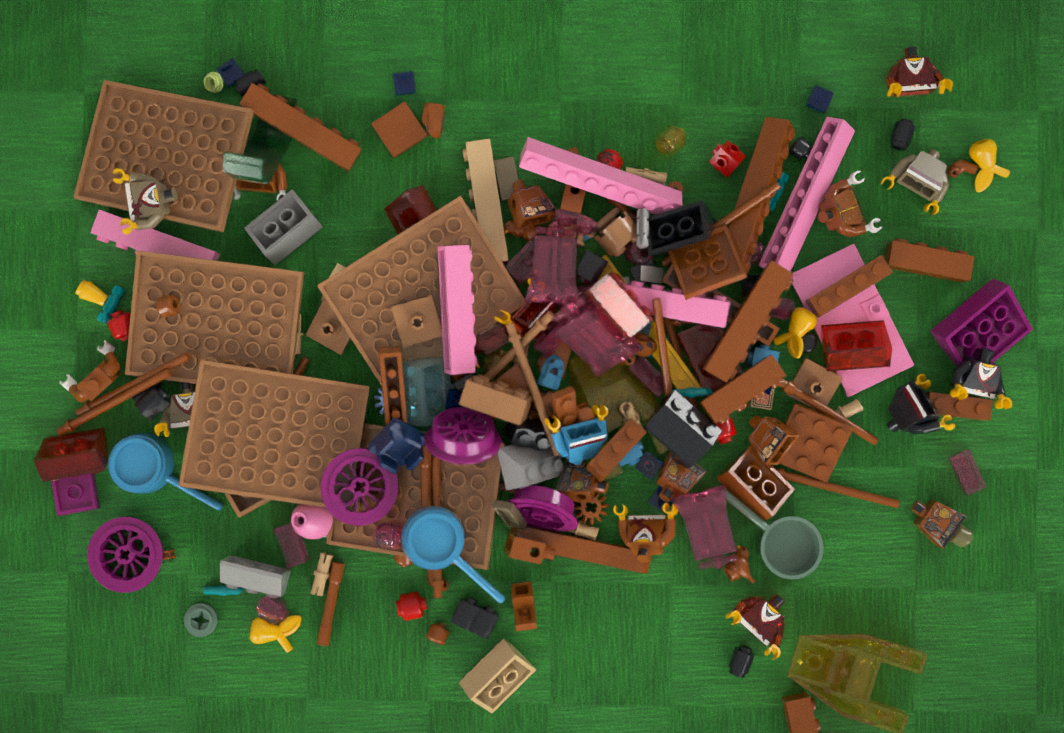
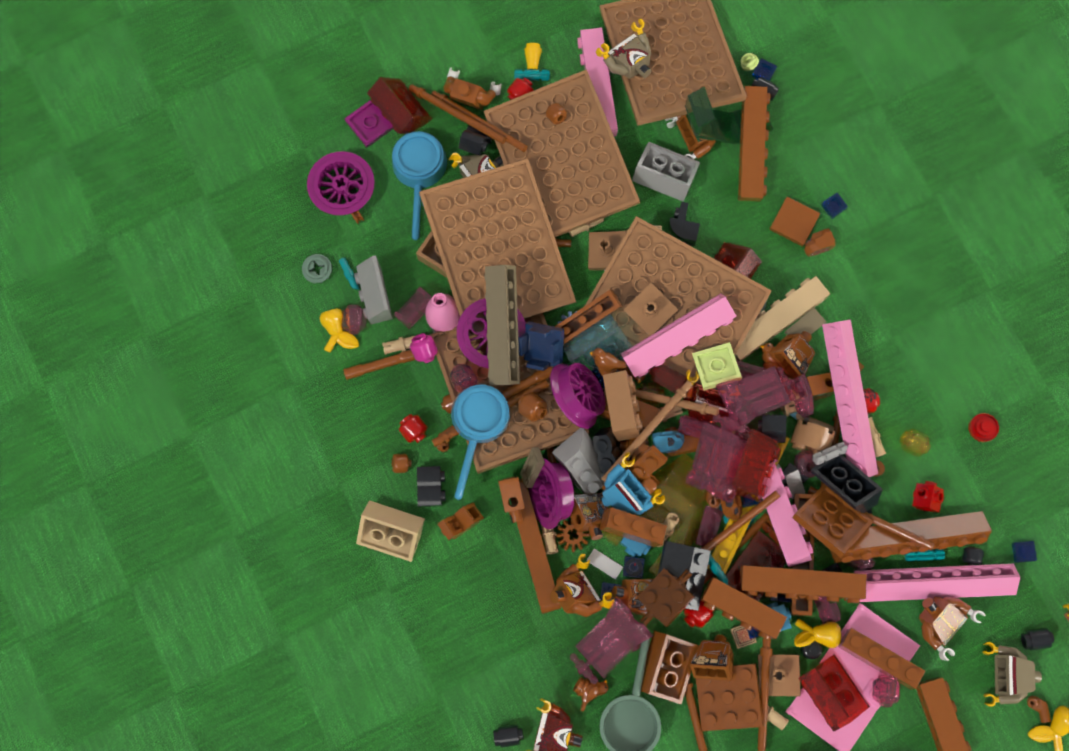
camera: 60 degrees right, 10 degrees down
(337, 557) = (423, 348): none -> dark pink head
(351, 244) = (681, 229): none -> black brick
(359, 475) = (502, 325): none -> dark tan brick
(447, 391) = (606, 361): none -> dark orange animal
(453, 485) = (532, 407): none -> dark orange head
(505, 289) = (716, 366): none -> yellowish green plate
(631, 489) = (604, 564): none -> white sticker
(689, 68) = (983, 427): none -> red plate
(696, 455) = (666, 597): none -> reddish brown plate
(879, 299) = (886, 690): none -> clear pink head

